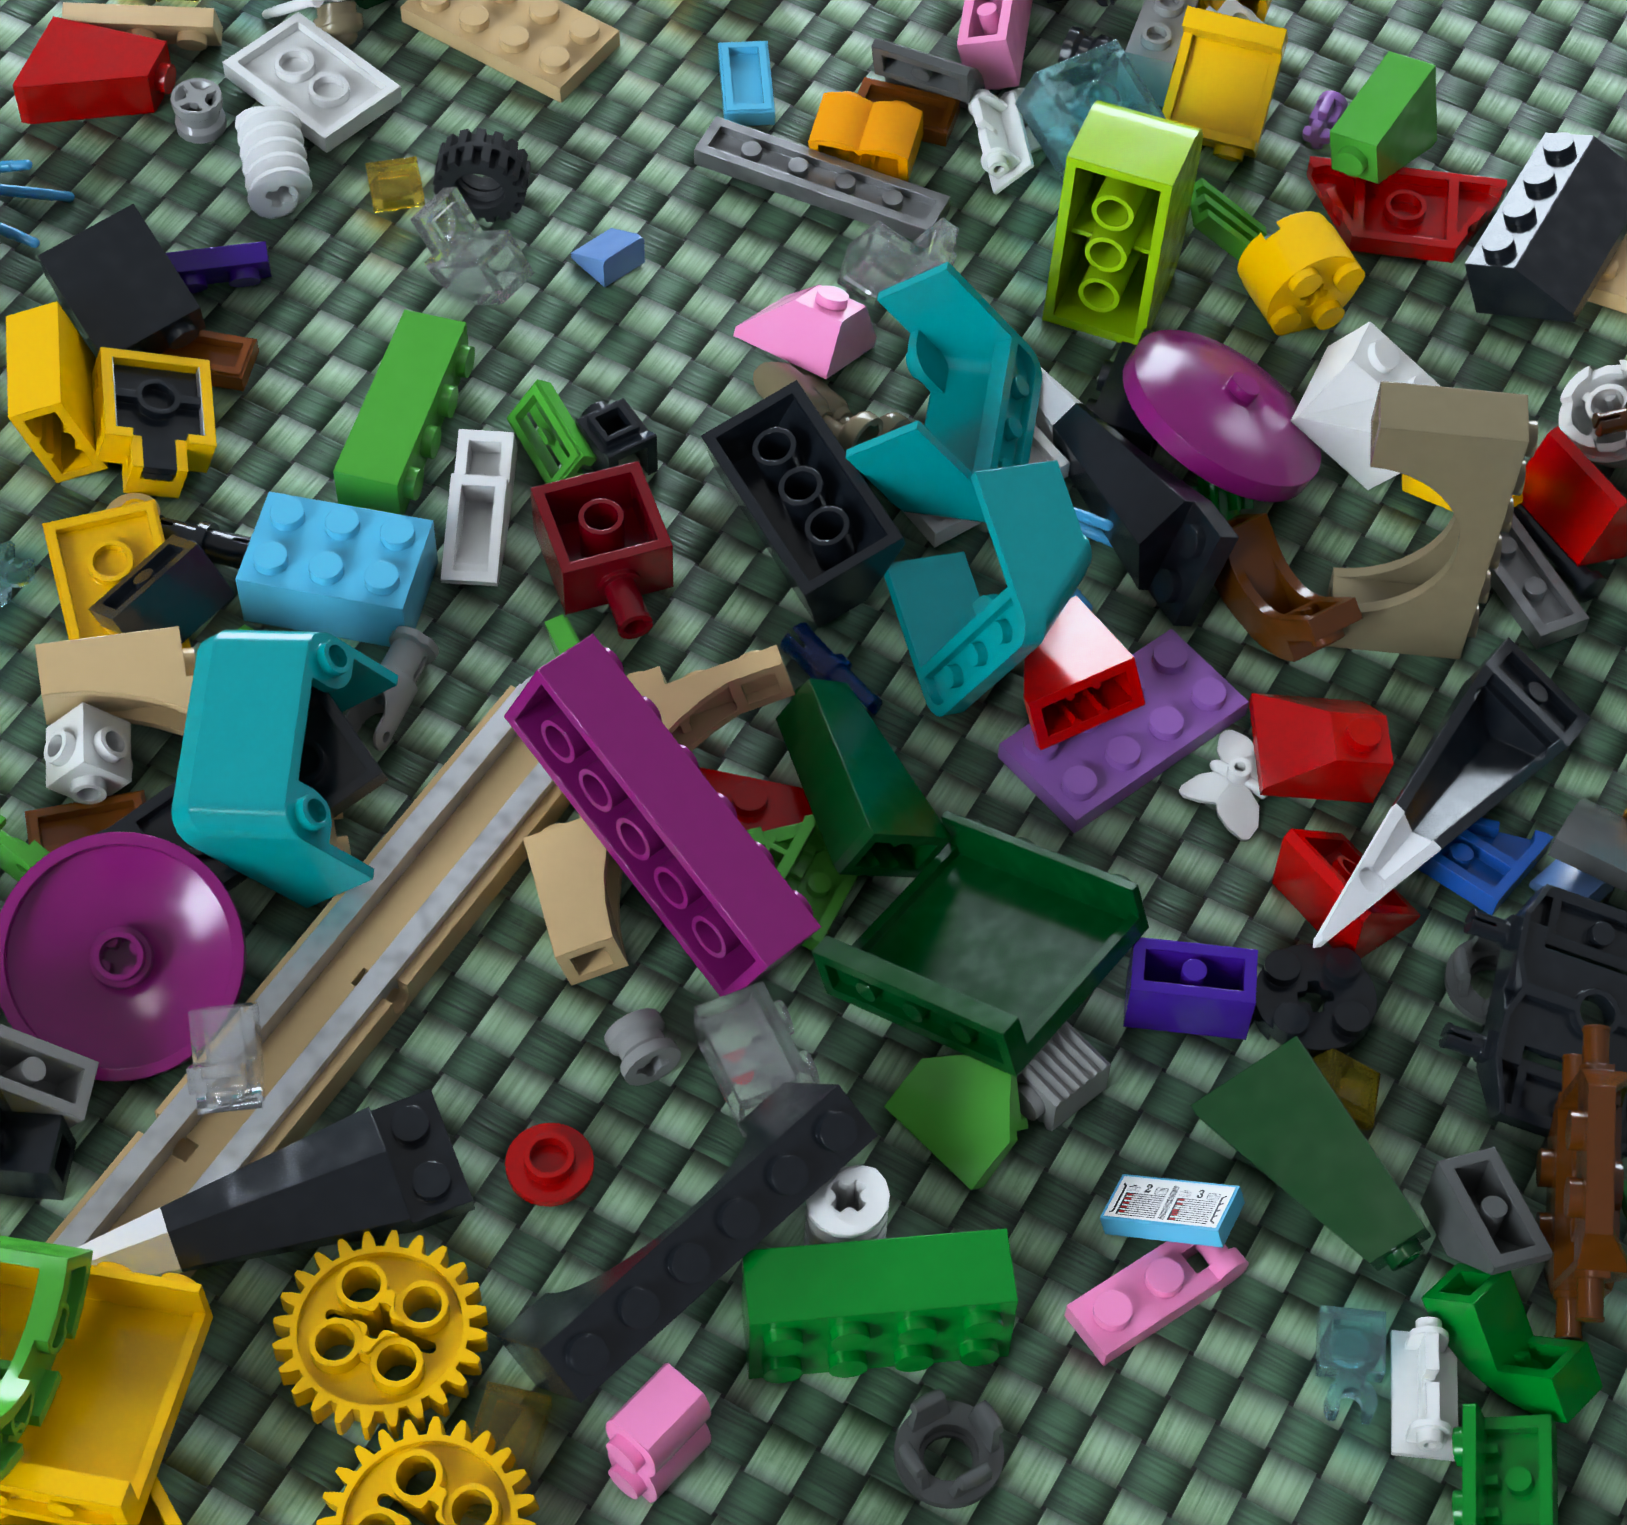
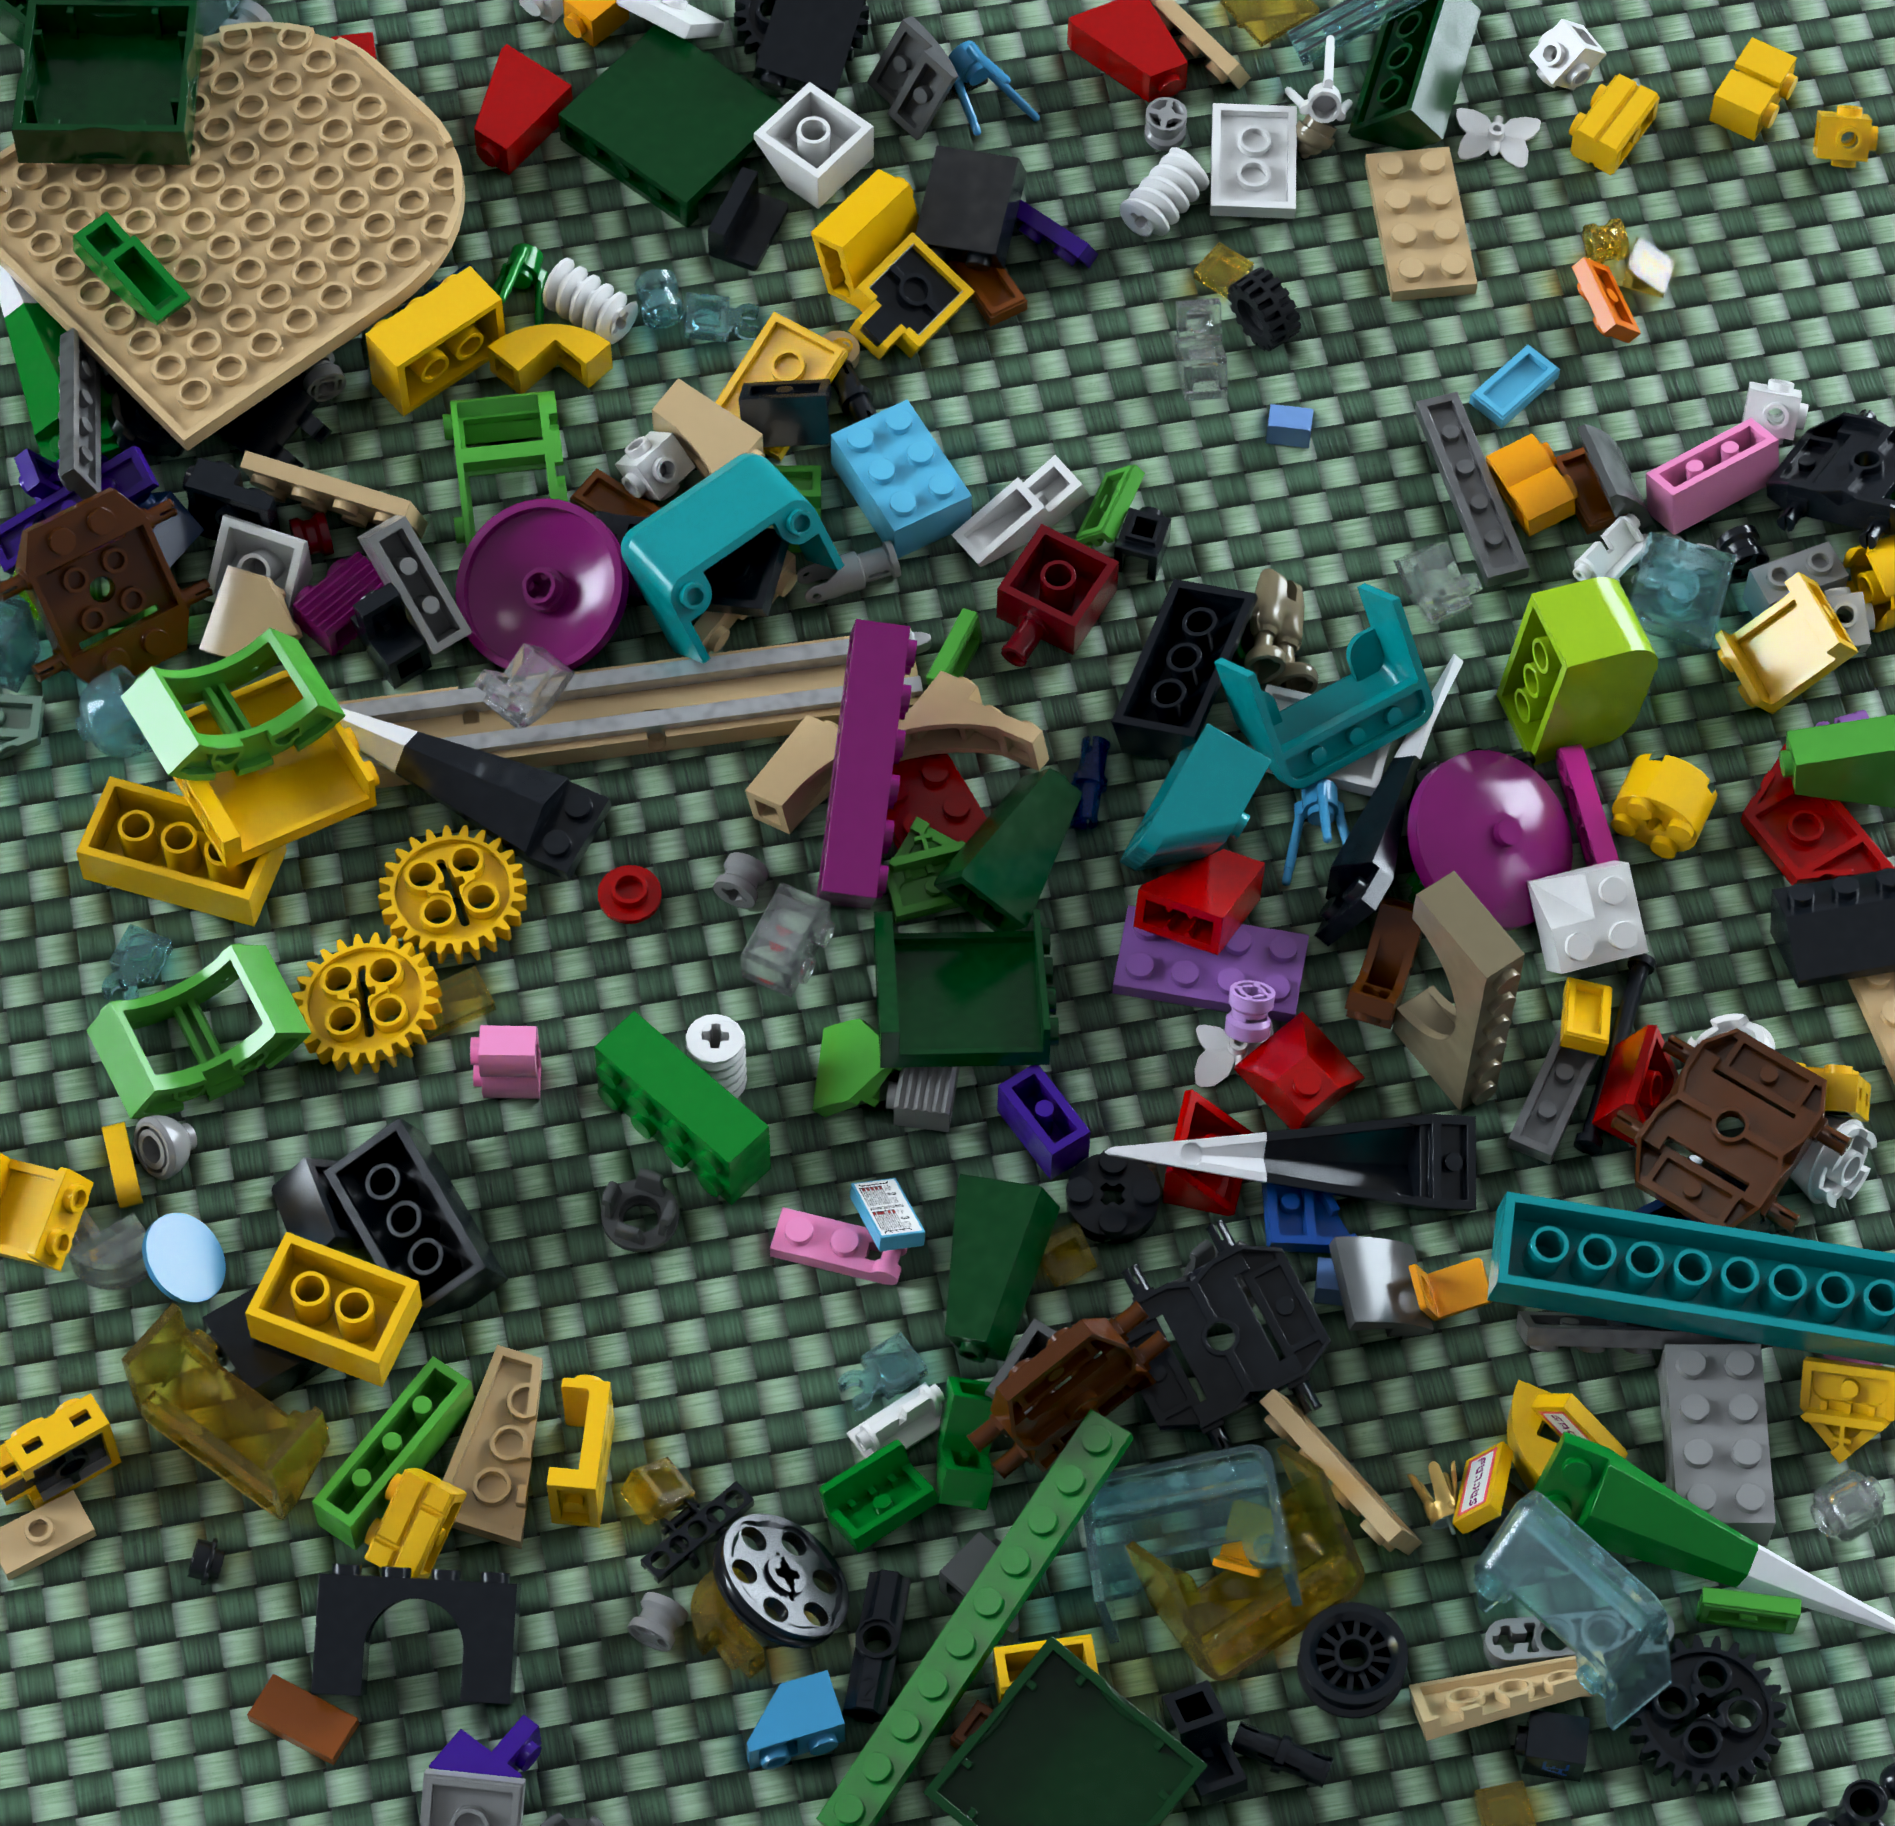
camera: 50 degrees right, 5 degrees up
(404, 413) = (1048, 418): bright green brick -> none
(791, 1149) = (550, 981): black arch -> none
(812, 329) = (1326, 574): bright pink slope -> none
(1191, 310) = (1585, 805): none -> dark pink beam
(1223, 219) = (1671, 729): bright green tile -> none
(1224, 731) = (1250, 1010): none -> lavender wheel

